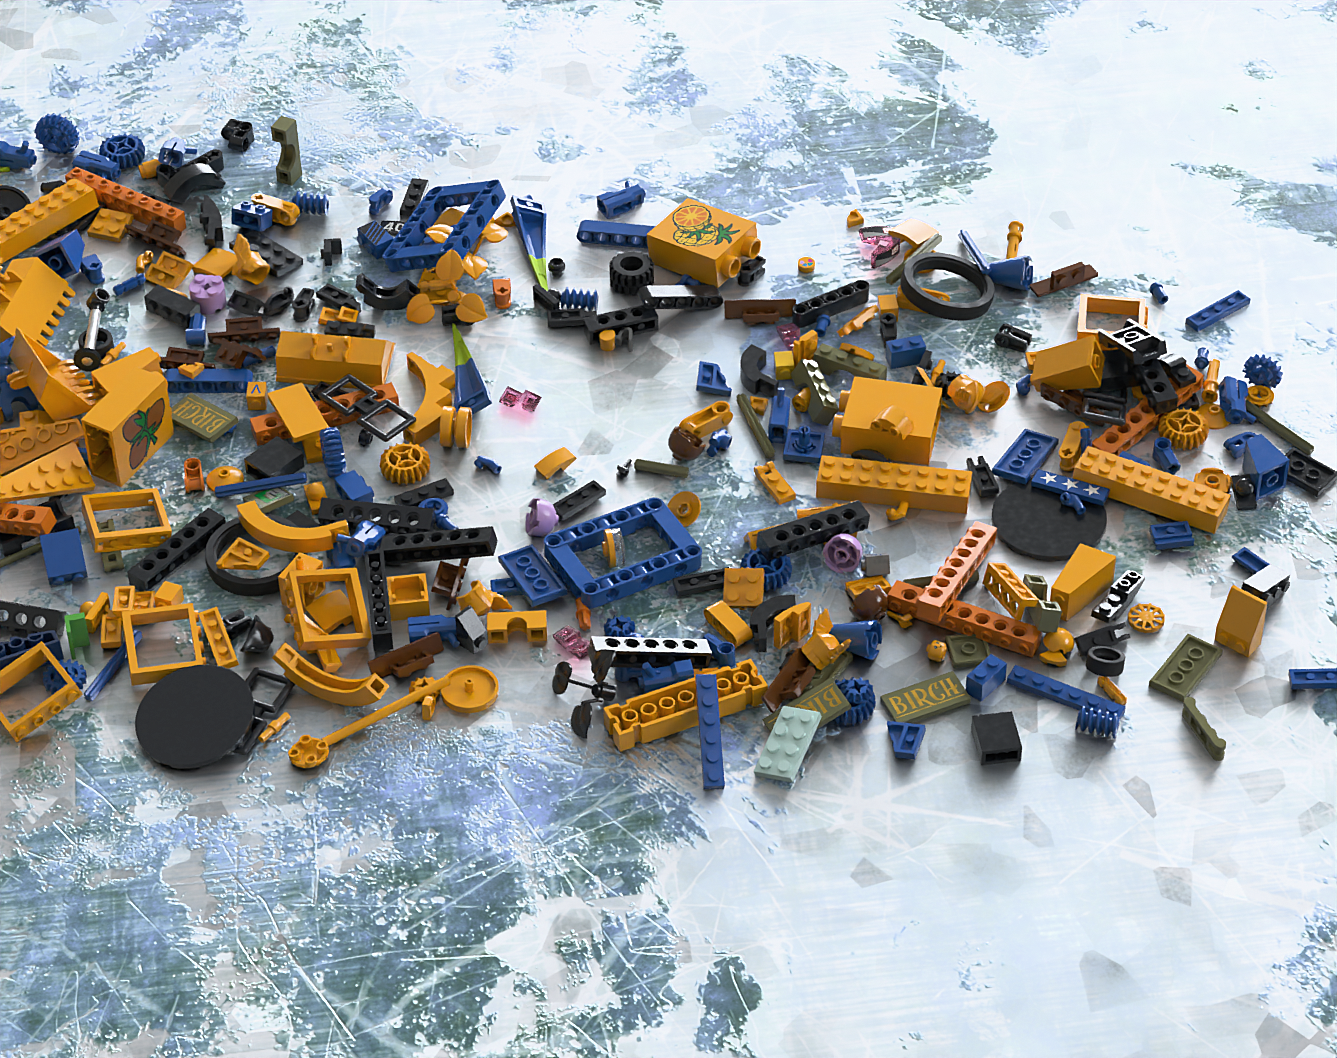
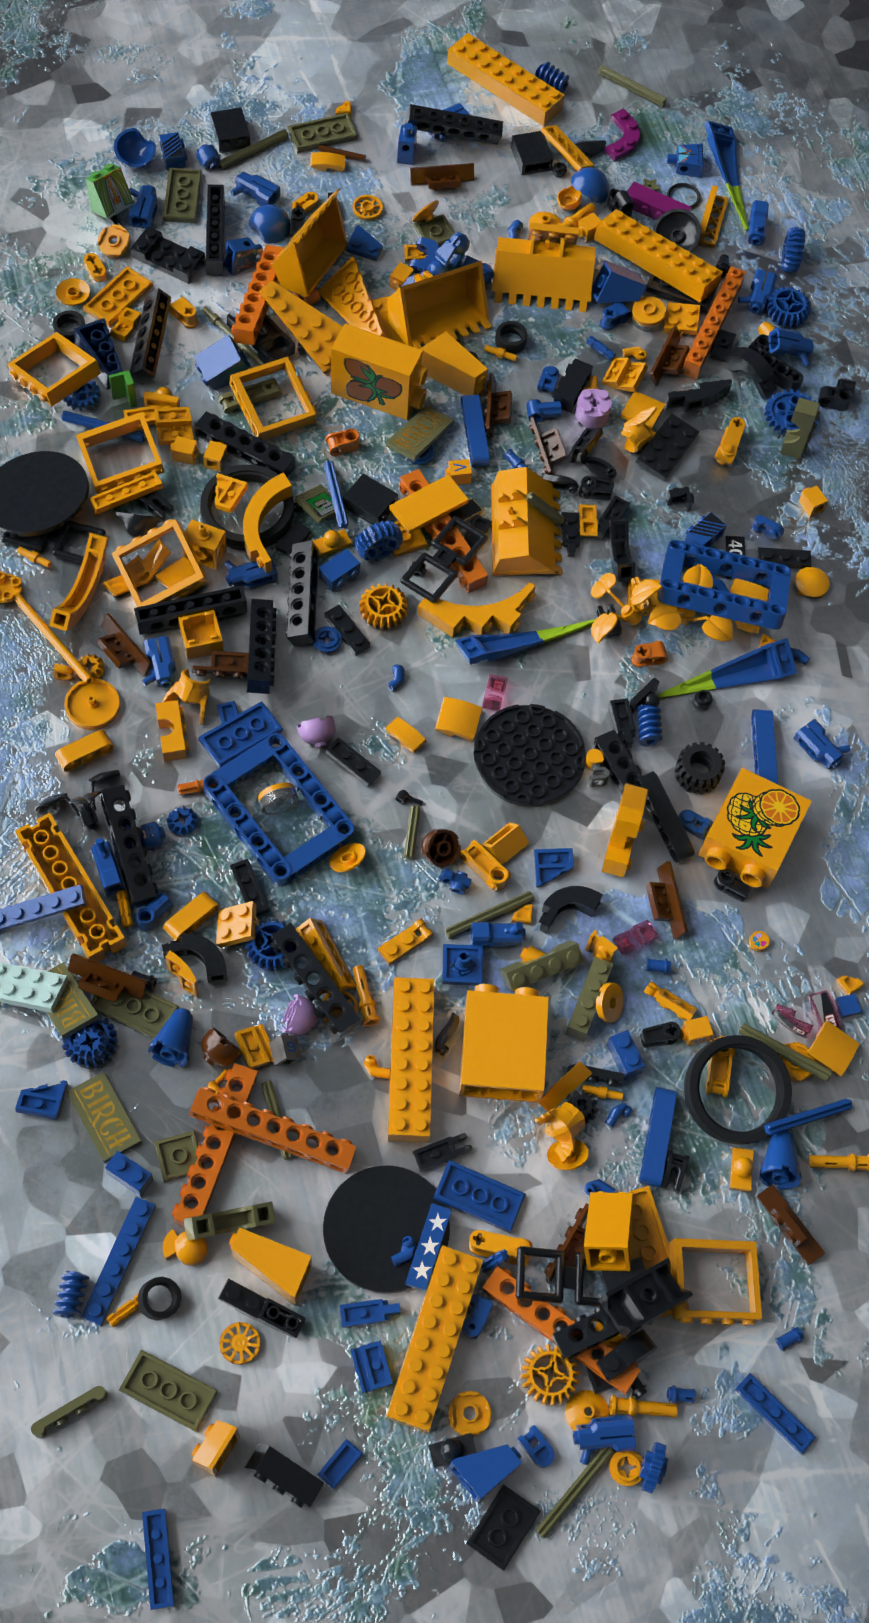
camera: 75 degrees right, 20 degrees up
(88, 358) = (516, 327): piece -> none
(100, 242) = (648, 313): none -> light orange piece
(157, 325) = (549, 375): none -> blue plate
(183, 573) = (215, 456): none -> light orange brick
(191, 370) = (476, 411): light orange tile -> none
(224, 476) = (350, 474): light orange dish -> none
(234, 354) = (507, 442): reddish brown bracket -> none
(251, 167) = (781, 410): none -> blue gear
(251, 216) = (713, 424): blue brick -> none
(291, 323) = (562, 482): none -> black arm
(311, 204) = (746, 470): blue piece -> none
(327, 330) = (544, 508): none -> olive axle
(357, 167) = (813, 501): none -> light orange brick
(361, 541) = (263, 585): blue piece -> none
(443, 522) = (308, 650): blue pin -> none
(445, 179) = (812, 582): none -> light orange dish
(455, 427) = (430, 637): light orange wheel -> none
(470, 630) = (153, 689): slope -> none
(526, 693) = (84, 750): none -> light orange beam
(544, 425) = (458, 718): none -> light orange slope
(572, 641) = (160, 783): clear pink slope -> none
(592, 384) = (529, 755): none -> black tile
(682, 403) = (506, 842): none -> light orange brick
(685, 318) = (625, 829): none -> light orange wedge
(783, 365) = (581, 930): yellow brick -> none
(823, 647) = (150, 1005): light orange helmet -> none
(830, 303) = (694, 979): black beam -> none
(873, 220) = (848, 1005): none -> blue tile
(894, 421) = (471, 1040): light orange cylinder -> none
(936, 650) = (168, 1121): light orange piece -> none
(954, 363) = (615, 1113): none -> blue arm
(981, 343) = (658, 1137): none -> blue beam
(996, 738) = (46, 1190): black brick -> none
(1010, 585) = (253, 1189): light orange fence -> none
(1014, 300) = (741, 1169): none -> light orange tile
(1100, 637) = (198, 1294): black hinge -> none
(1124, 534) = (367, 1312): none -> blue hinge
(1164, 455) = (496, 1357): blue piece -> none

